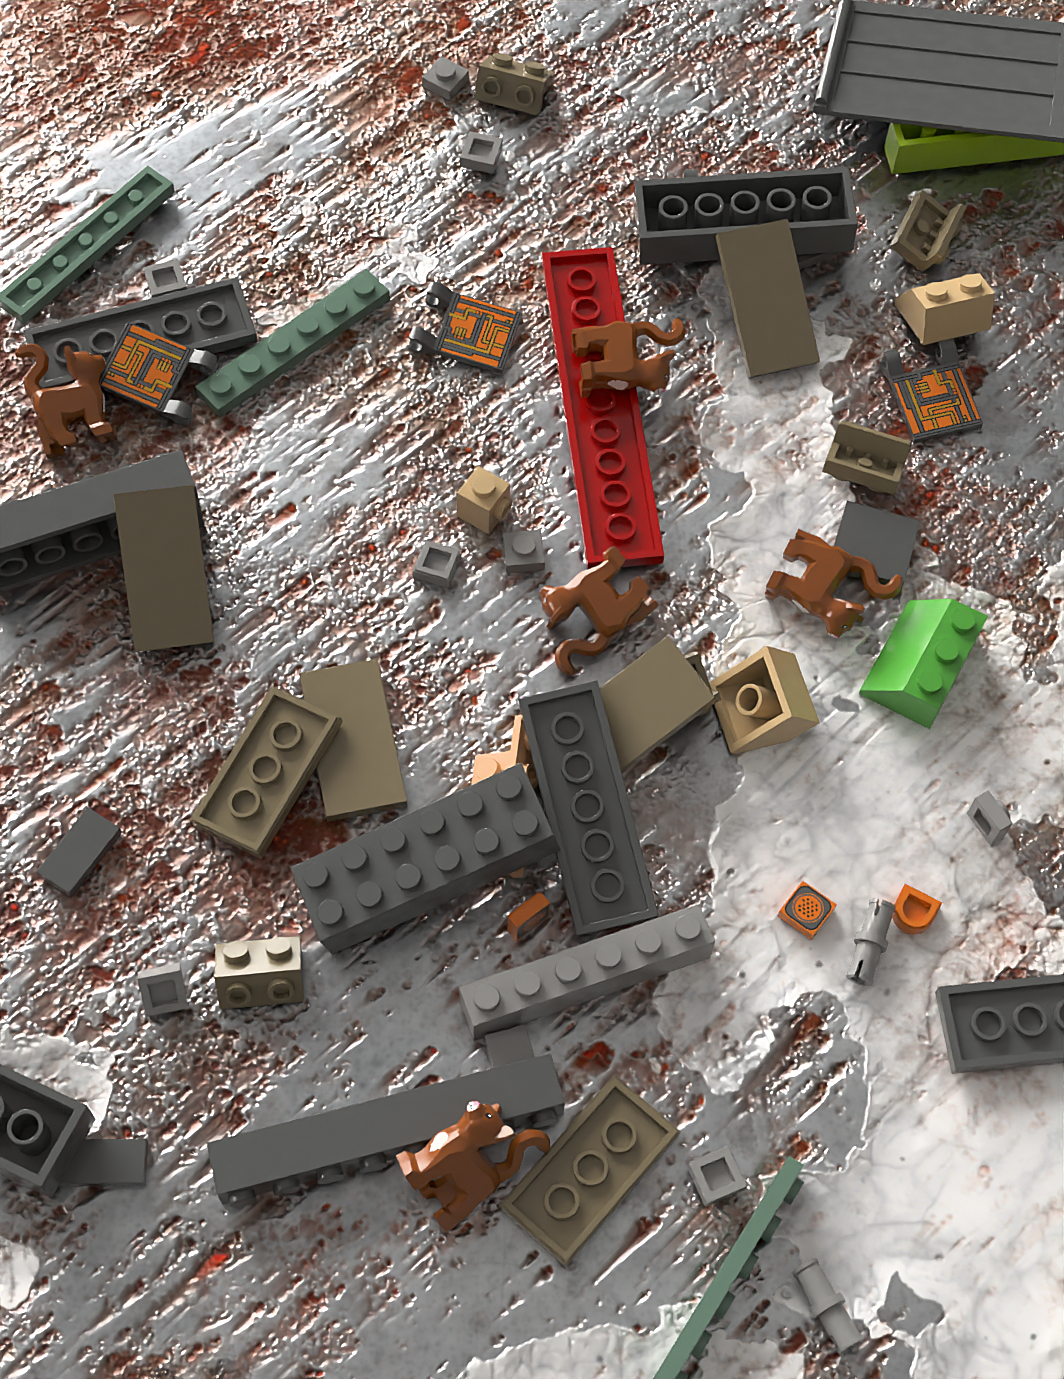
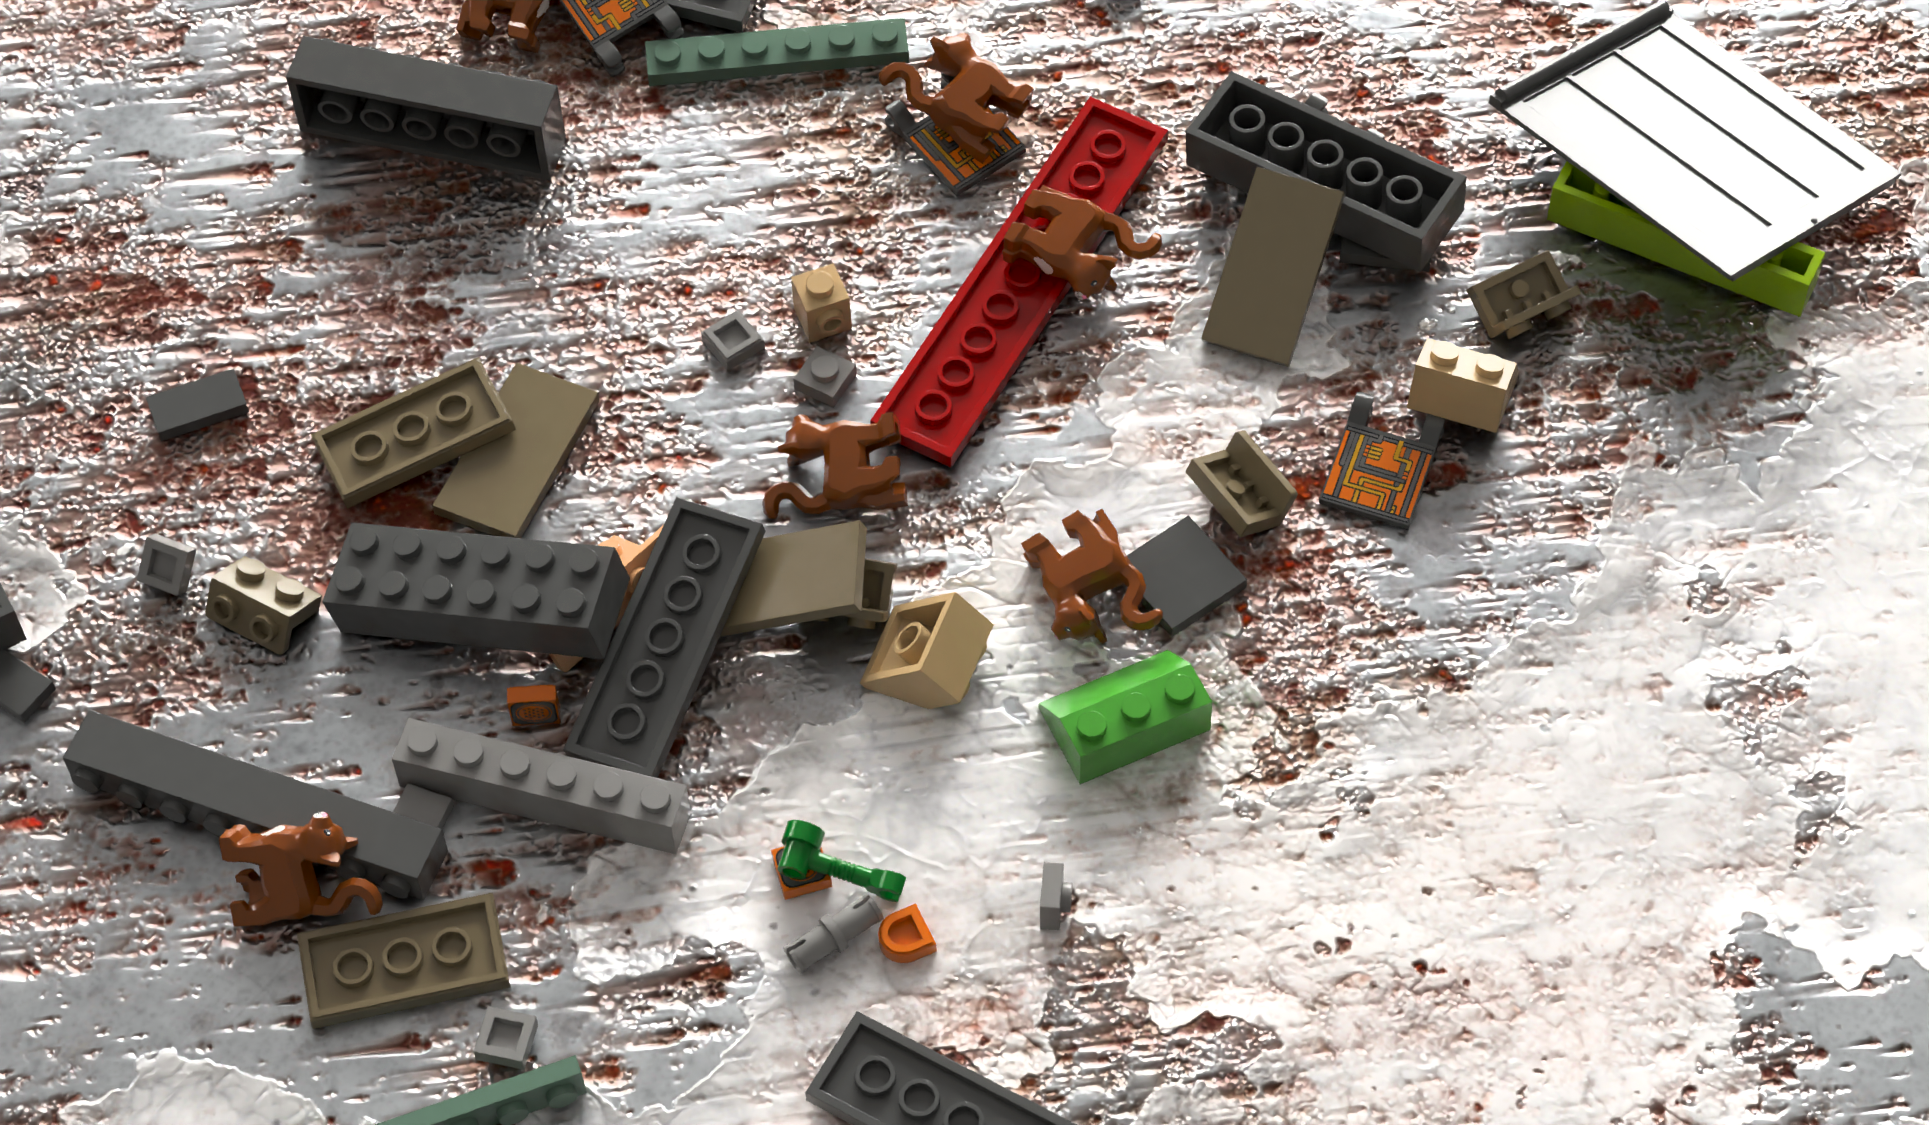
camera: 40 degrees right, 5 degrees down
(163, 568) = (461, 189): dark tan tile -> none
(466, 304) = (962, 103): none -> dark orange animal
(810, 899) = (802, 852): none -> green brick

